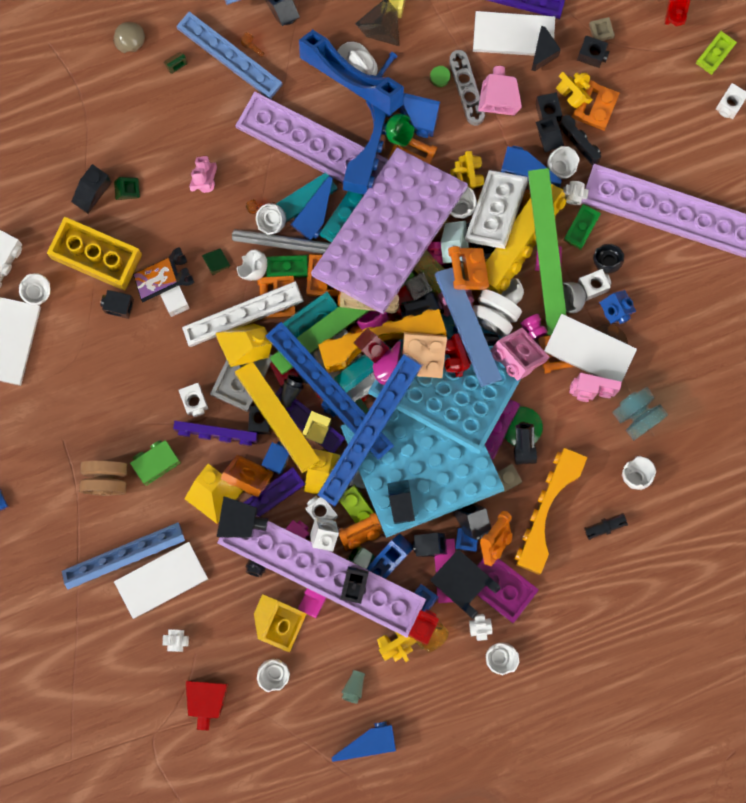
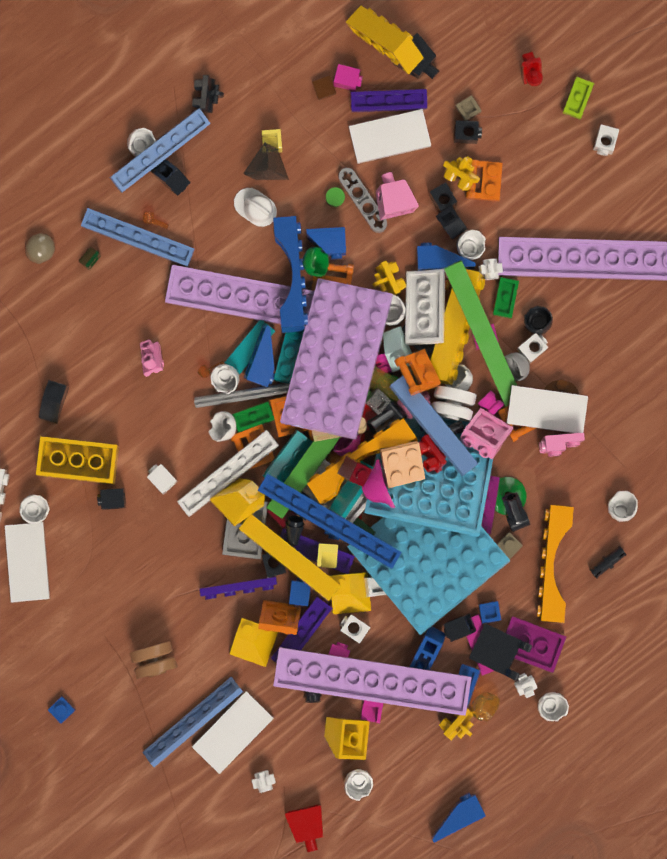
camera: 20 degrees left, 5 degrees up
(126, 188) = (84, 389): dark green slope -> none
(155, 462) = (193, 630): bright green brick -> none
(162, 276) = (145, 462): flag -> none
(193, 391) = (209, 555): white brick -> none
(216, 261) = (187, 431): dark green slope -> none
(239, 520) = (287, 660): black torso -> none
(324, 534) = (364, 648): white brick -> none
(353, 689) = (431, 772): sand green cone -> none
(354, 584) = (405, 684): black slope -> none
(356, 504) = (385, 614): lime plate -> none
(360, 532) = (395, 636): orange plate -> none
(360, 557) = (401, 657): slope -> none
(370, 429) = (377, 546): blue plate -> none
(380, 92) = (282, 233): blue arch -> none
(392, 56) = (282, 203): blue piece -> none
(401, 502) = (423, 600): black slope -> none
(424, 626) = (477, 702): red bracket -> none
(473, 520) = (492, 595): black slope -> none
(496, 539) = (516, 605): orange plate -> none
(546, 49) = (423, 145): black slope -> none
(579, 140) = (479, 218): black hinge -> none
(618, 307) = (560, 362): blue brick -> none
(636, 408) = (604, 450): clear light blue wheel -> none

